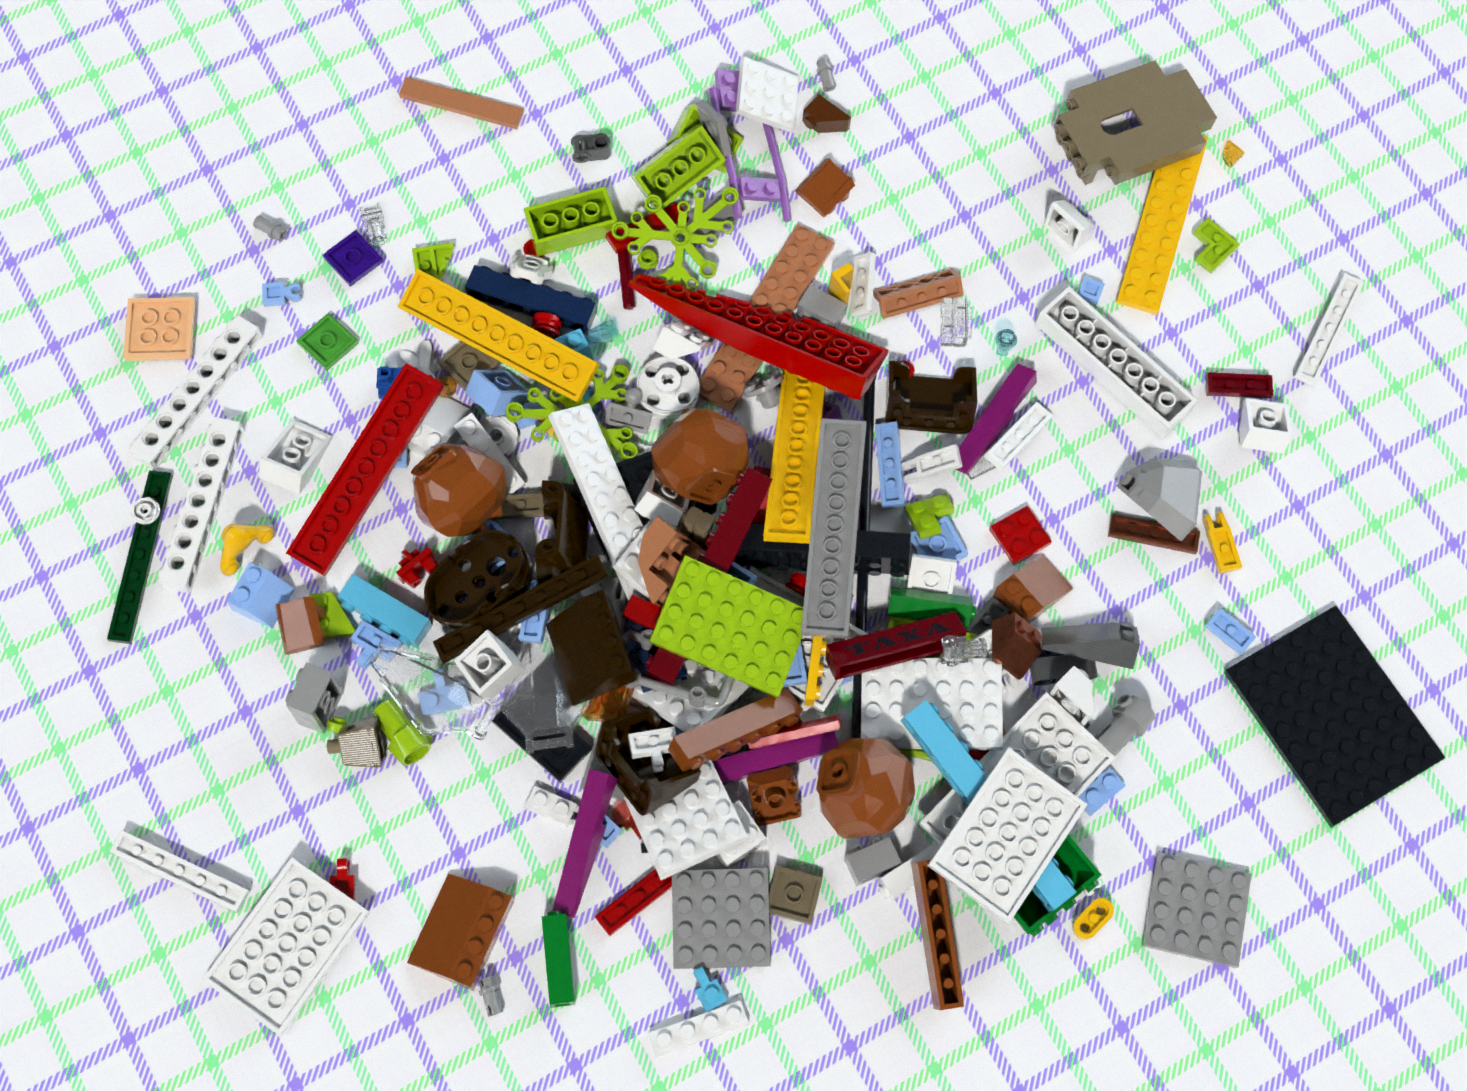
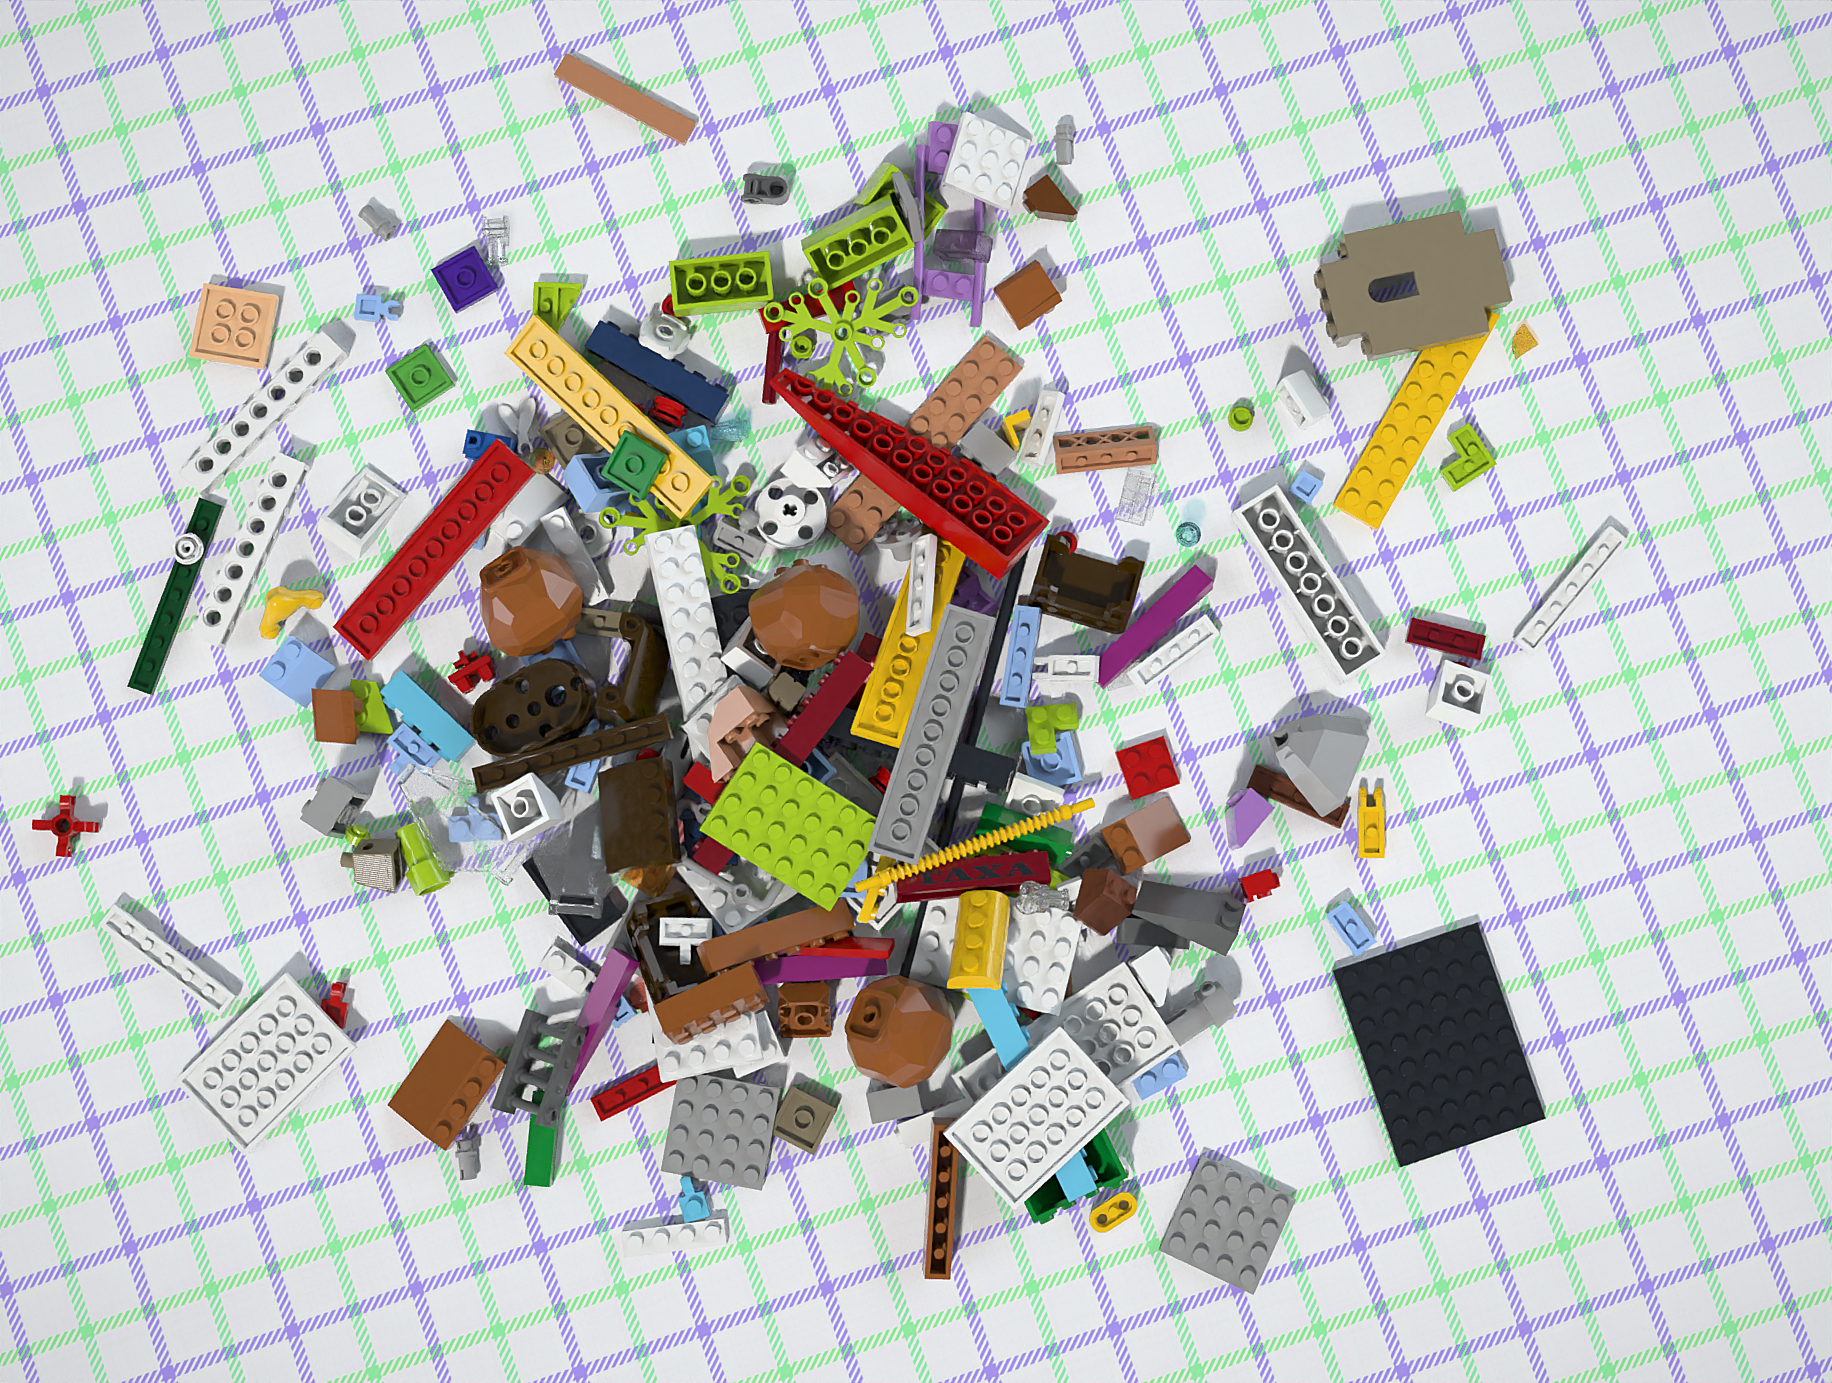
camera: 15 degrees right, 15 degrees up
(67, 780) = (64, 844): none -> red pin
(525, 888) = (520, 1061): none -> dark grey fence
(527, 366) = (634, 465): none -> green tile
(692, 793) = (711, 1004): none -> dark orange brick
(763, 157) = (962, 245): none -> clear purple brick
(794, 415) = (921, 585): none -> white plate
(918, 689) = (979, 940): none -> yellow container
(961, 578) = (1064, 812): none -> yellow hose
(1022, 249) = (1240, 418): none -> lime plate
(1116, 549) = (1244, 816): none -> medium lavender slope
(1142, 609) = (1259, 884): none -> red brick

